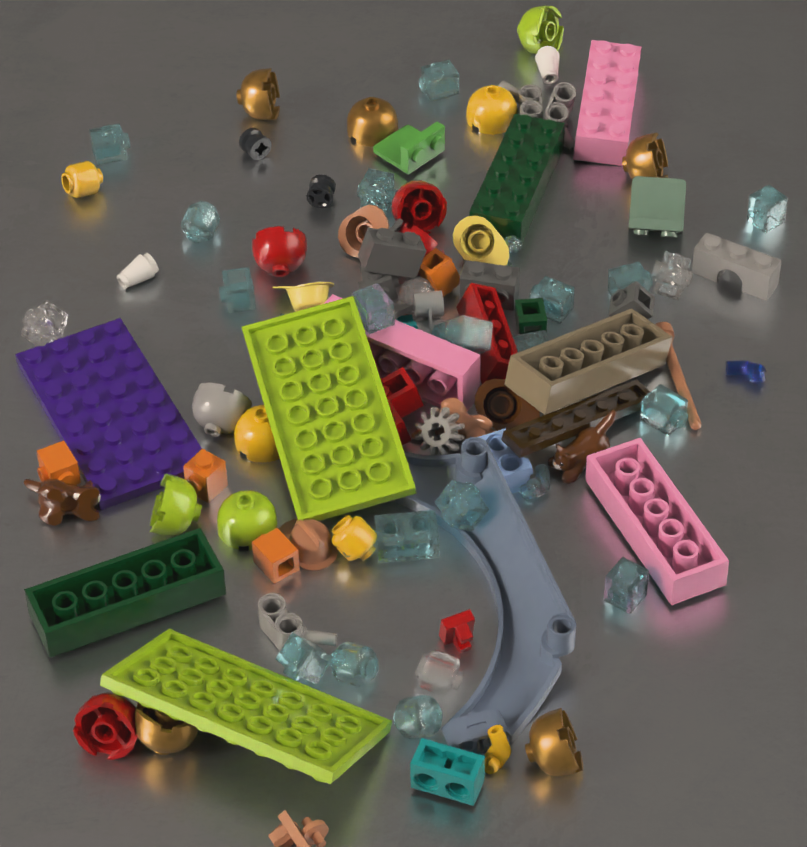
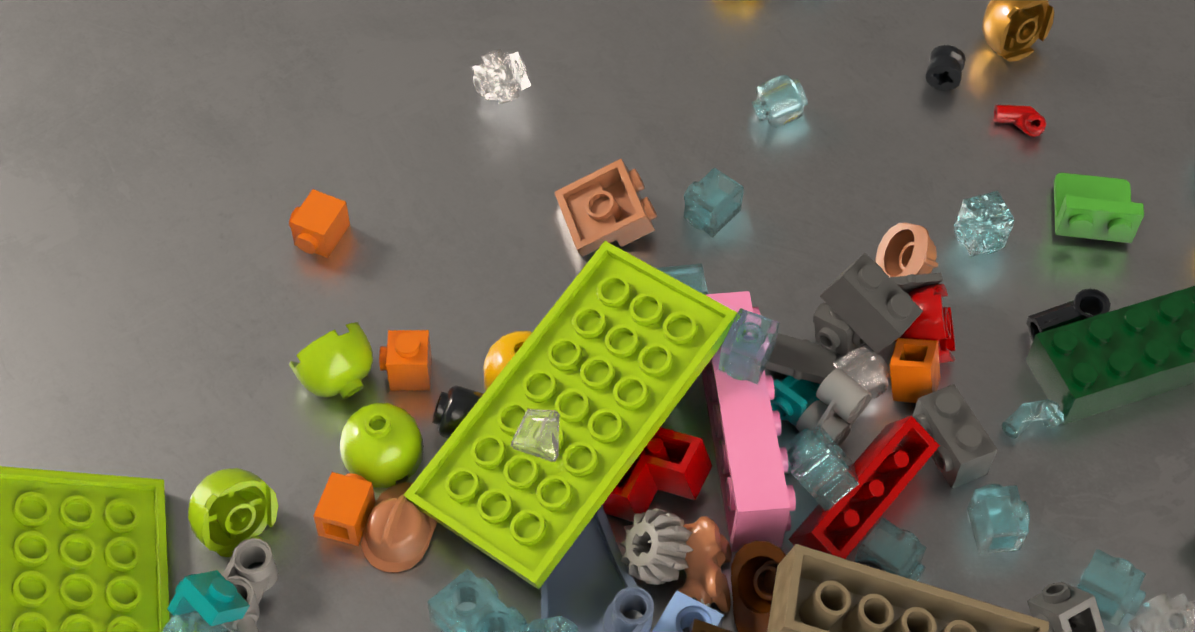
camera: 50 degrees right, 10 degrees up
(59, 499) = (273, 256): reddish brown animal -> none
(110, 411) = (442, 217): dark purple plate -> none
(125, 592) = (175, 401): dark green brick -> none
(138, 271) = (659, 99): white cone -> none
(192, 335) = (606, 208): none -> nougat plate
(217, 409) = (509, 303): light grey cylinder -> none
(224, 602) = (231, 509): none -> lime cylinder
(265, 473) = (453, 408): none -> black head
(279, 250) = (799, 200): red cylinder -> none
(290, 622) = (209, 596): none -> teal bracket
(308, 294) = (761, 267): light yellow piece -> none
(321, 191) = (936, 173): black wheel -> none
(322, 136) = (1023, 117): none -> red arm
(331, 428) = (538, 434): none -> clear slope
(354, 538) = (424, 569): yellow head -> none
(371, 121) = (1095, 145): pearl gold cylinder -> none
(419, 205) = (1000, 280): red cylinder -> none
(469, 188) = (1086, 301): none -> black piece
(480, 241) = (1005, 383): light yellow piece -> none
(530, 315) = (941, 517): dark green brick -> none

